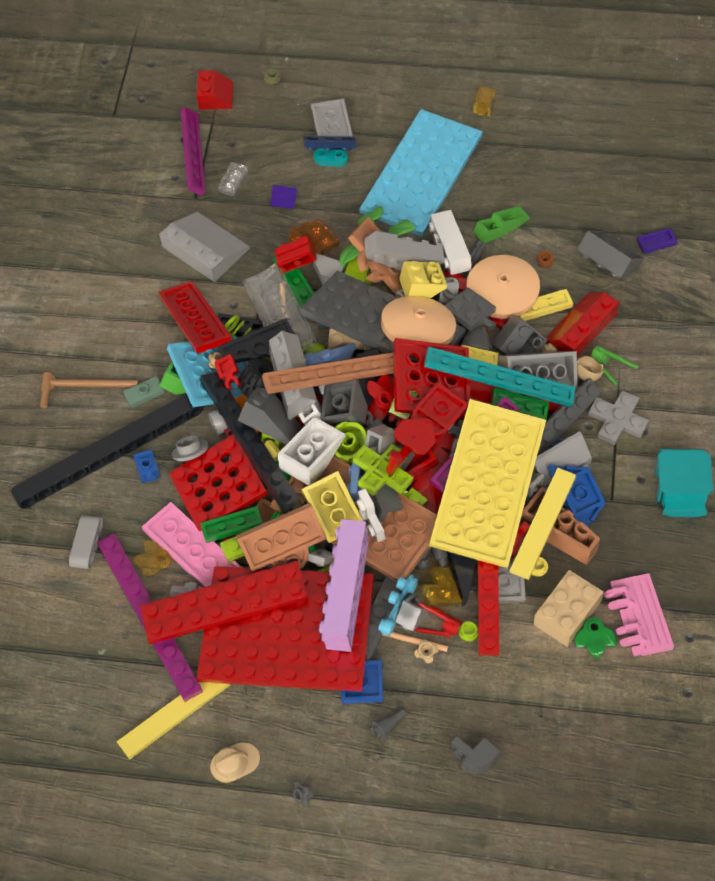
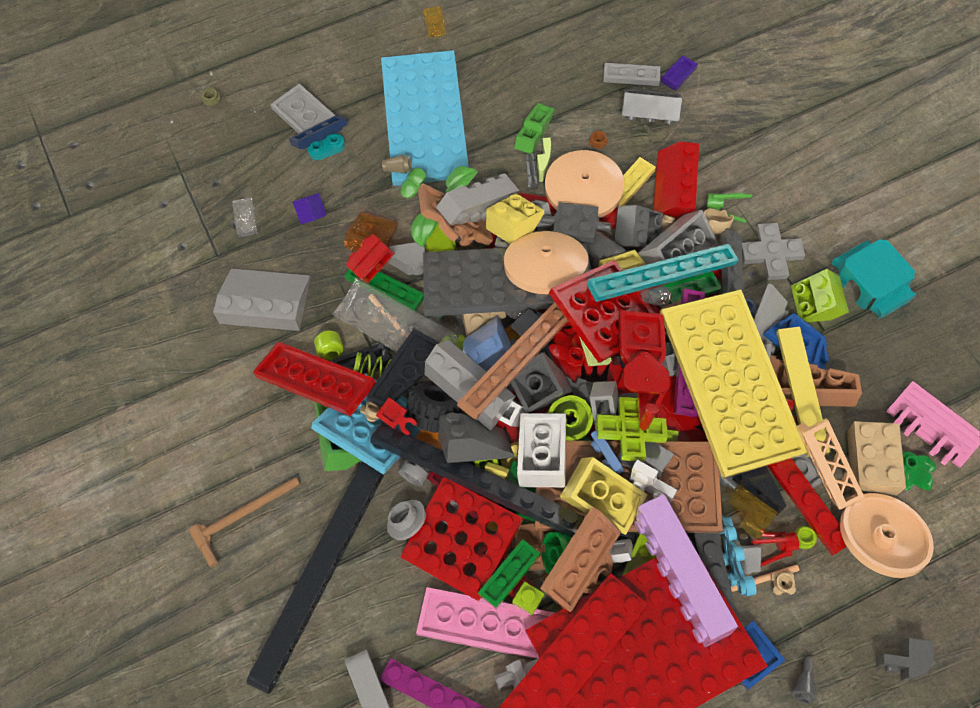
camera: 35 degrees left, 5 degrees up
(143, 392) = (310, 486): sand green plate -> none
(146, 466) = (376, 573): blue brick -> none
(150, 559) = (446, 661): clear yellow plate -> none
(192, 151) = (183, 210): magenta plate -> none
(214, 90) = (162, 139): red slope -> none
(224, 302) = (328, 345): none -> lime head
(371, 197) = (397, 164): none -> dark tan cone
(447, 232) = (496, 161): white brick -> none
(482, 392) = (657, 296): none -> clear cone
(494, 249) = (543, 160): none -> yellowish green slope
(513, 582) = (821, 464): none -> light nougat fence
(528, 662) = (887, 535): none -> light nougat dish
(614, 221) = (631, 74): none -> light grey plate
(625, 471) = (820, 297): none -> lime slope

